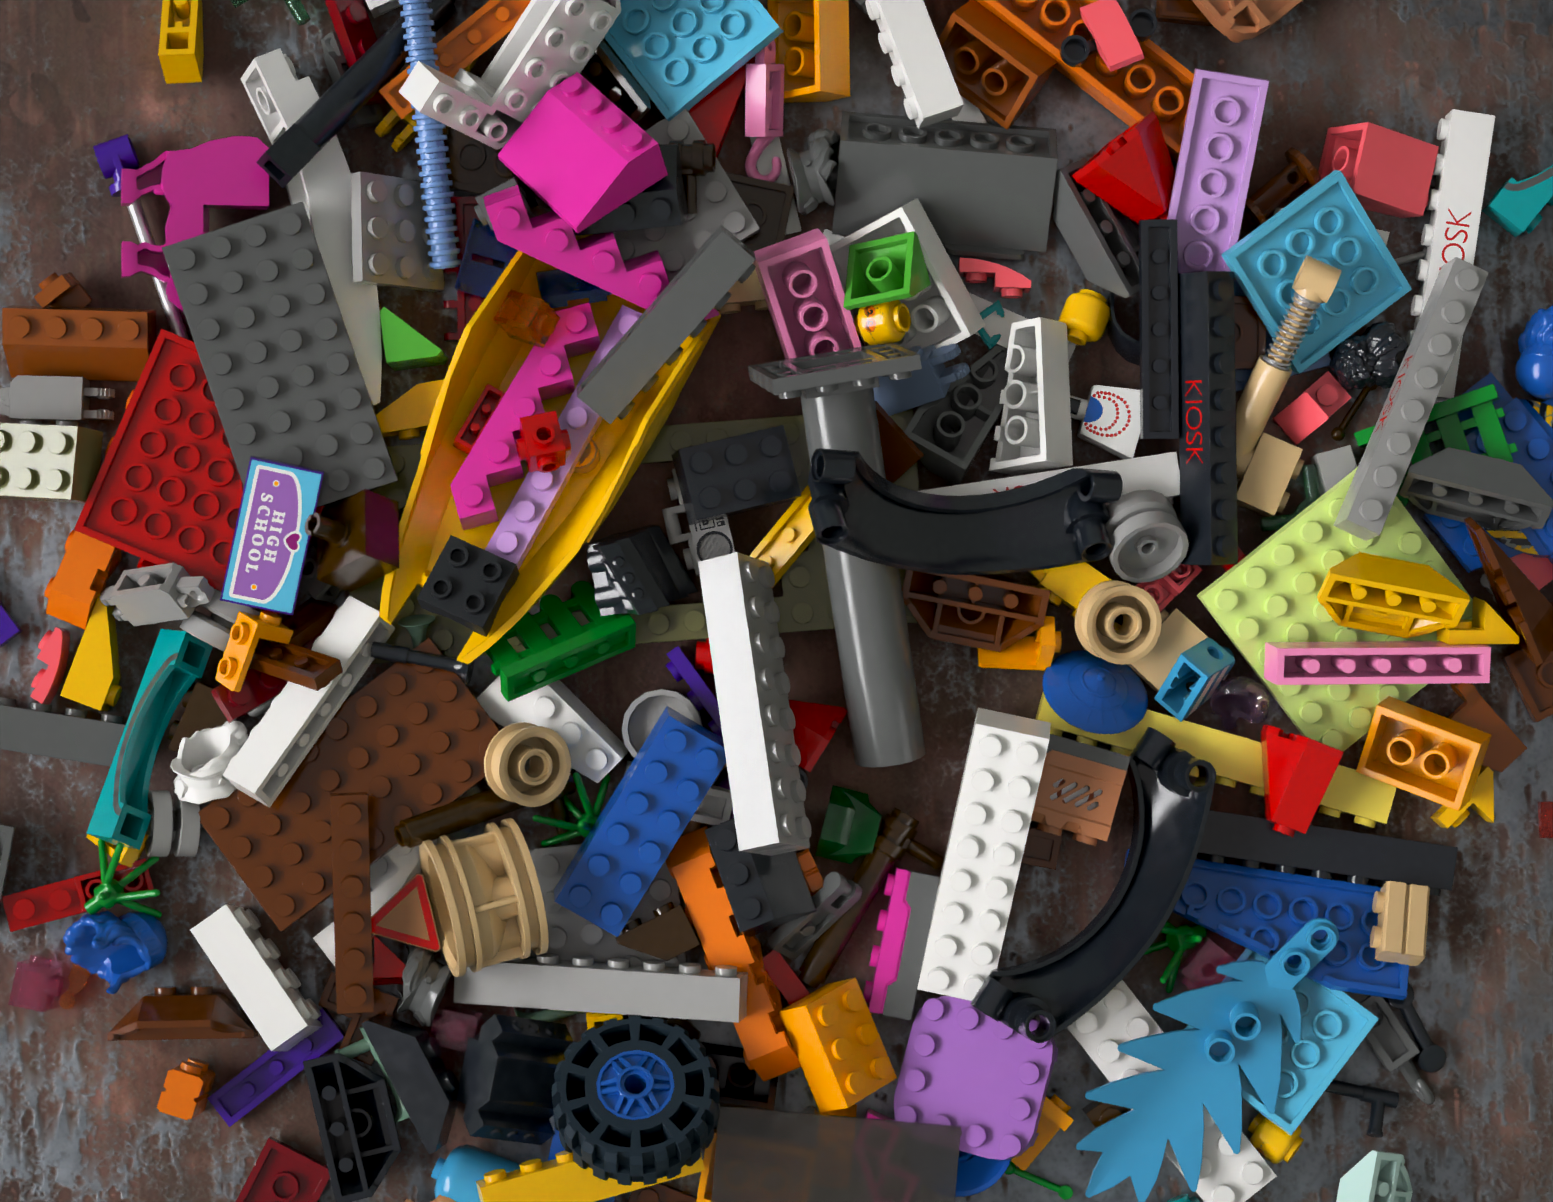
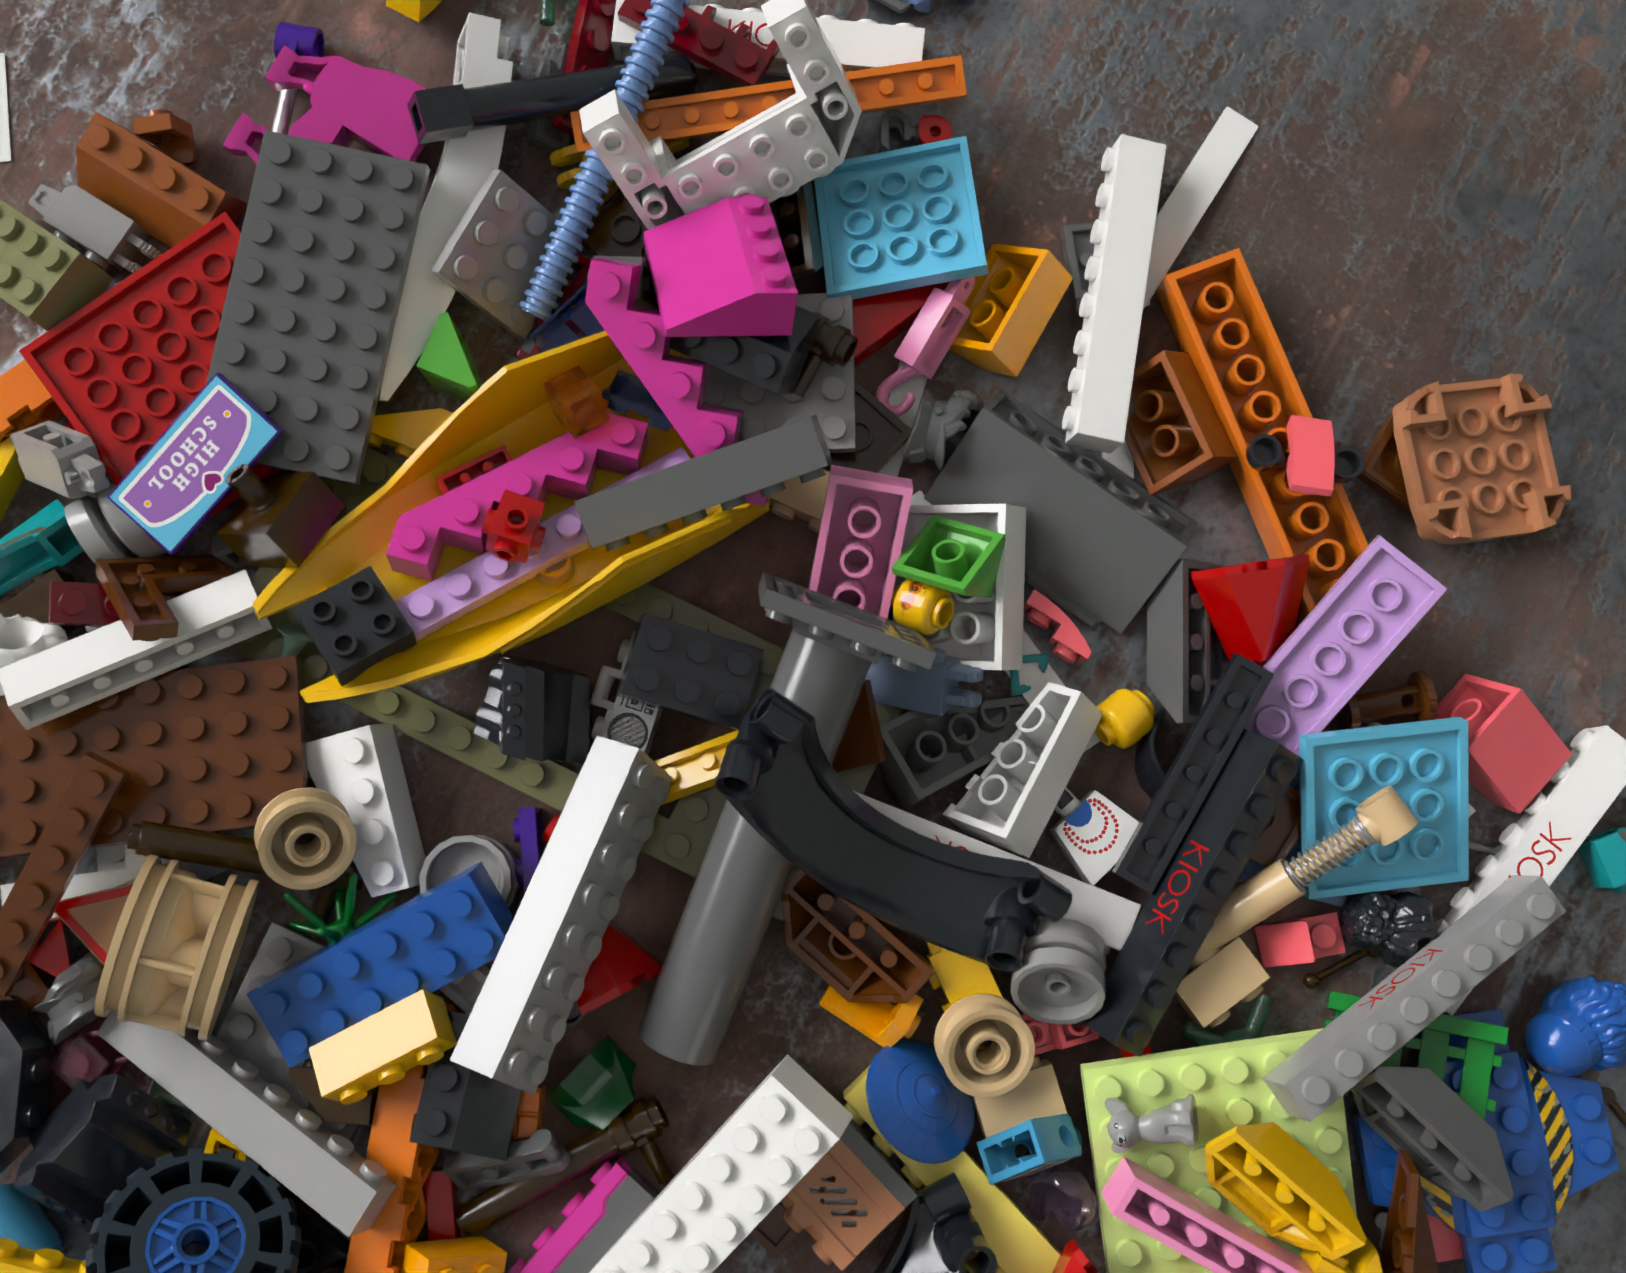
camera: 30 degrees right, 5 degrees down
(243, 642) = (123, 541): light orange bracket -> none
(405, 655) = (259, 658): black piece -> none
(564, 655) = (413, 750): green fence -> none
(679, 878) = (383, 1047): none -> brick
(1278, 603) = (1163, 1125): none -> light grey animal
(1333, 466) = (1290, 1013): light grey brick -> none

